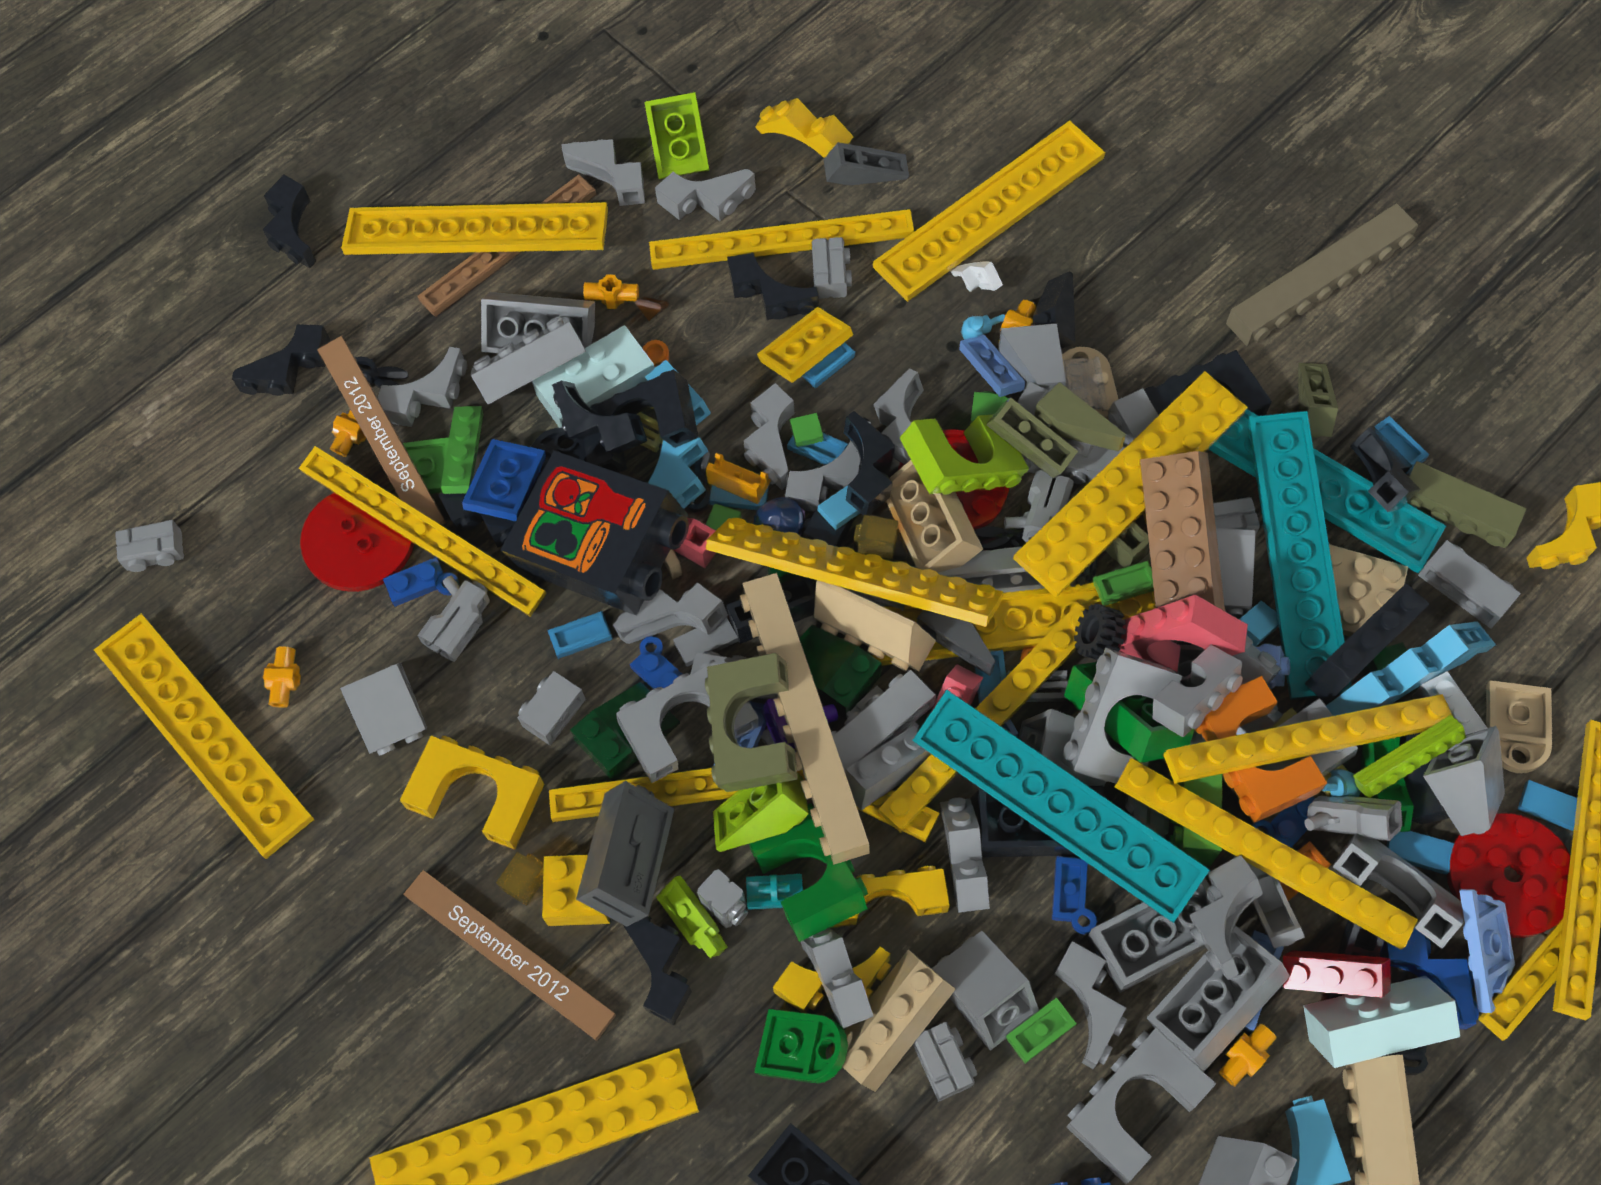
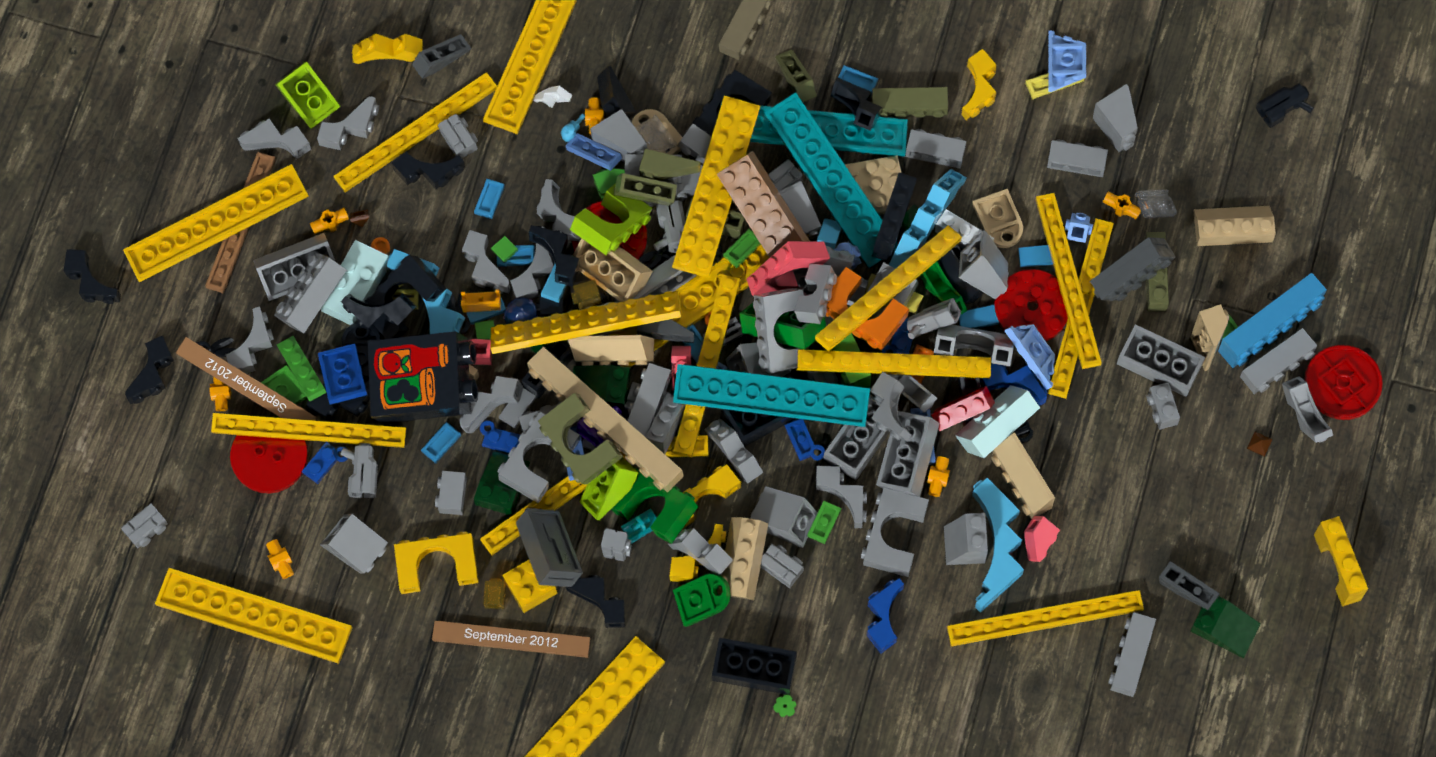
camera: 30 degrees left, 5 degrees up
(691, 917) = (602, 564): lime hinge -> none
(805, 344) = (472, 195): yellow plate -> none
(1099, 629) = (744, 286): black tyre -> none
(1342, 784) = (919, 303): medium azure piece -> none
(1409, 756) = (946, 270): lime piece -> none

